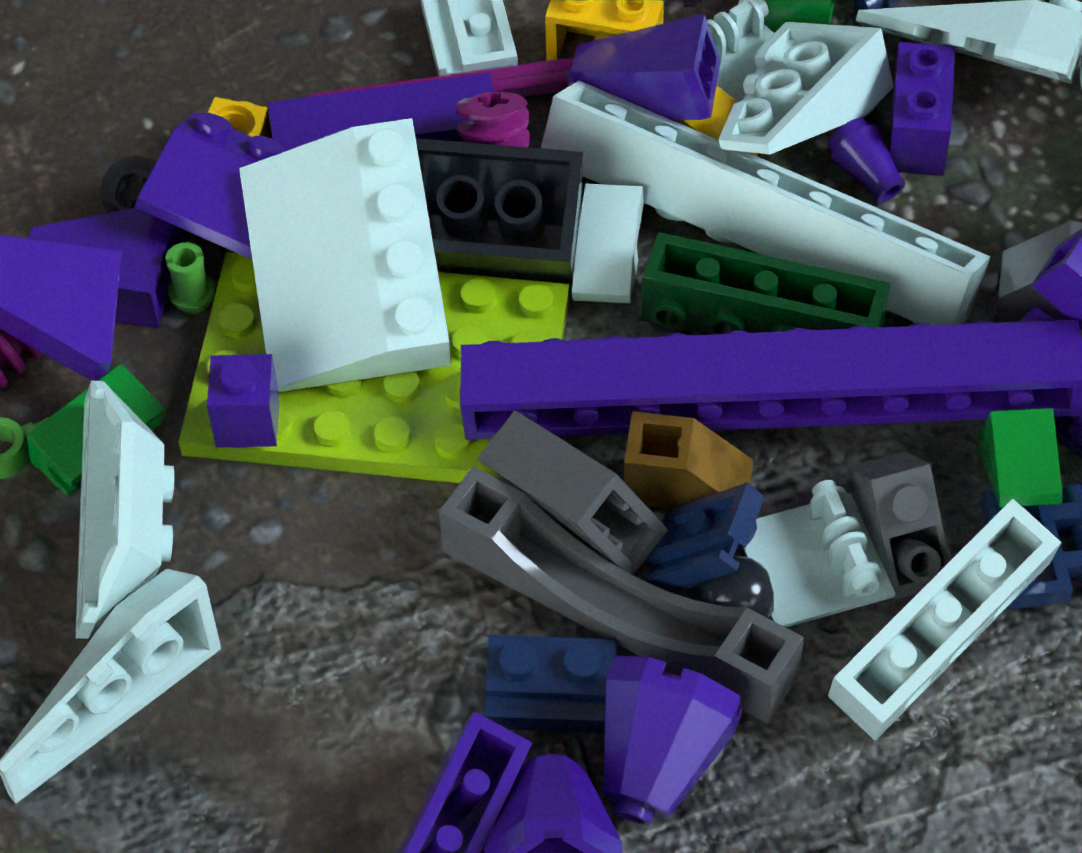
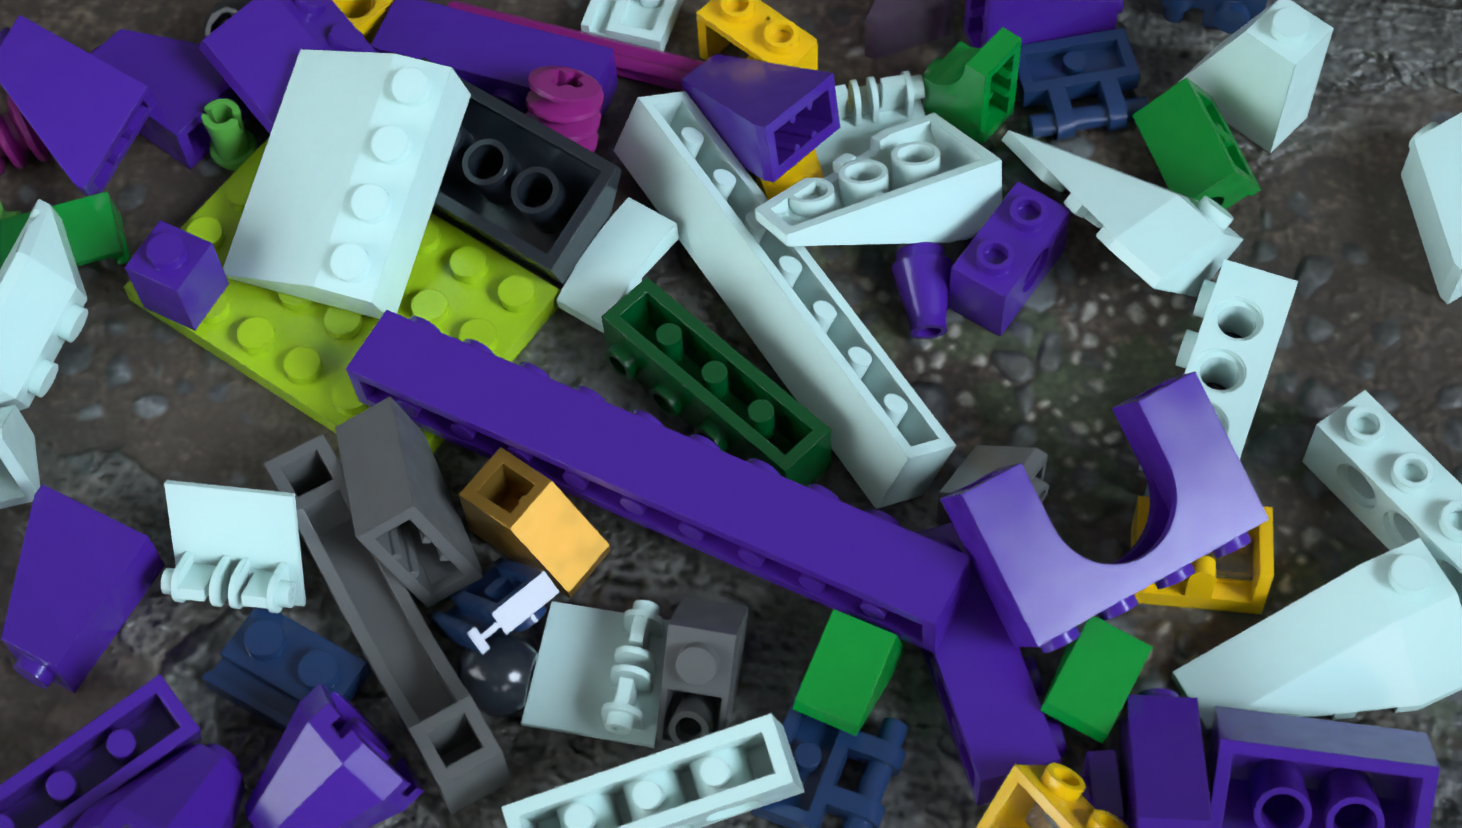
camera: 30 degrees right, 5 degrees up
(318, 694) = (73, 589): none -> dark purple slope
(449, 591) = (234, 546): none -> light aqua hinge

